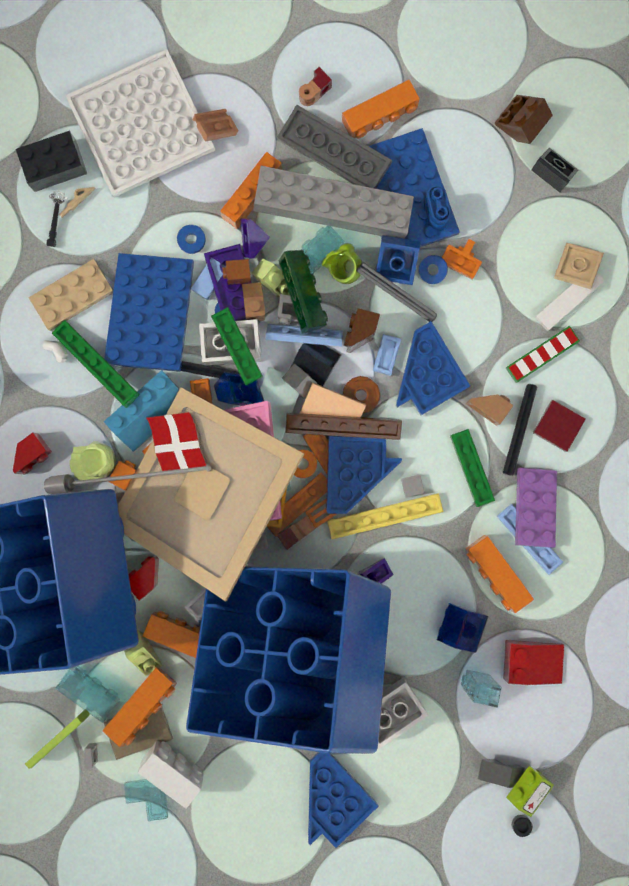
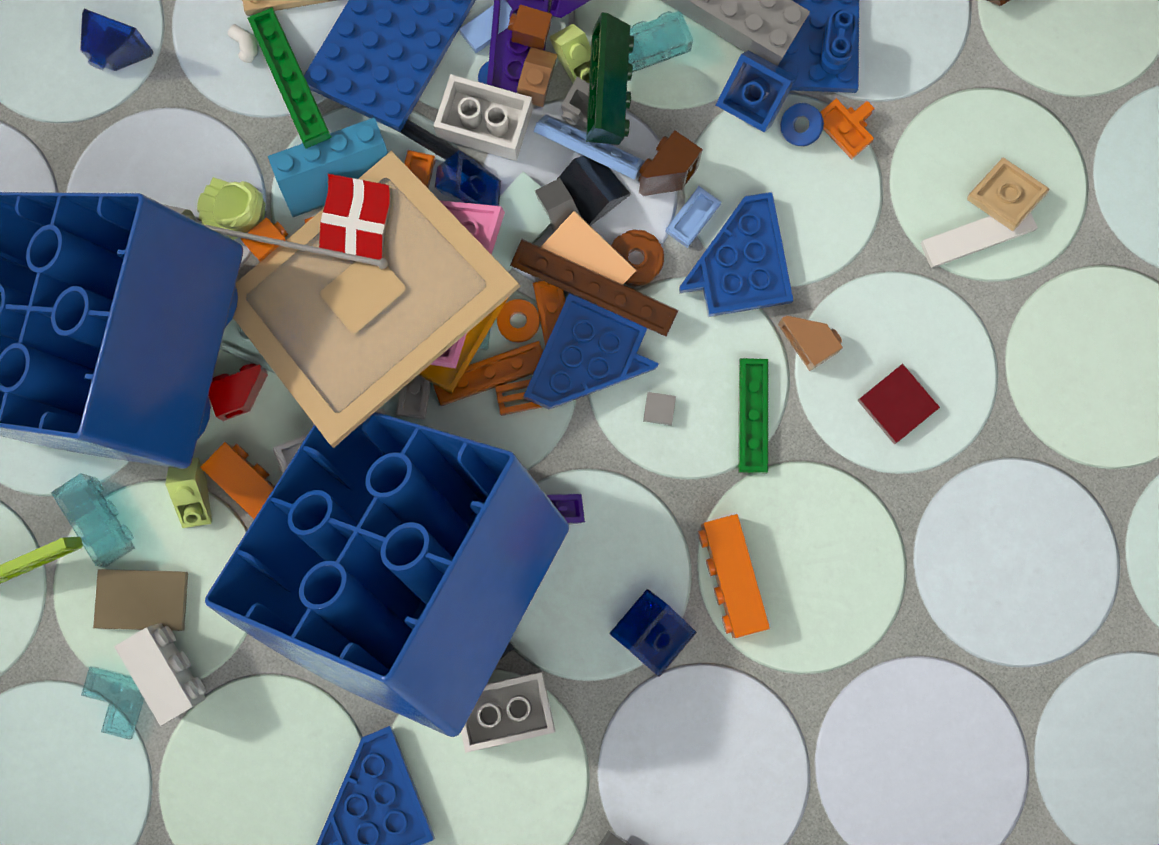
camera: 20 degrees right, 5 degrees down
(29, 452) = (151, 163): red slope -> none
(91, 755) = (60, 608): light grey tile -> none
(139, 707) = (156, 565): orange brick -> none
(237, 346) = (489, 122): green tile -> none
(296, 532) = (470, 409): leg -> none
(343, 264) = (680, 75): lime piece -> none
(385, 516) = (604, 435): light yellow tile -> none
(396, 292) = (738, 134): axle -> none
(481, 688) = (644, 721): clear light blue brick -> none
(520, 428) = (840, 388): black axle -> none
(533, 663) = (737, 722): red slope -> none
(536, 508) = (822, 504): medium lavender plate -> none
(542, 354) = (912, 296): tile -> none
(543, 556) = (797, 546): light blue tile -> none
(554, 169) = (1021, 53): black slope -> none

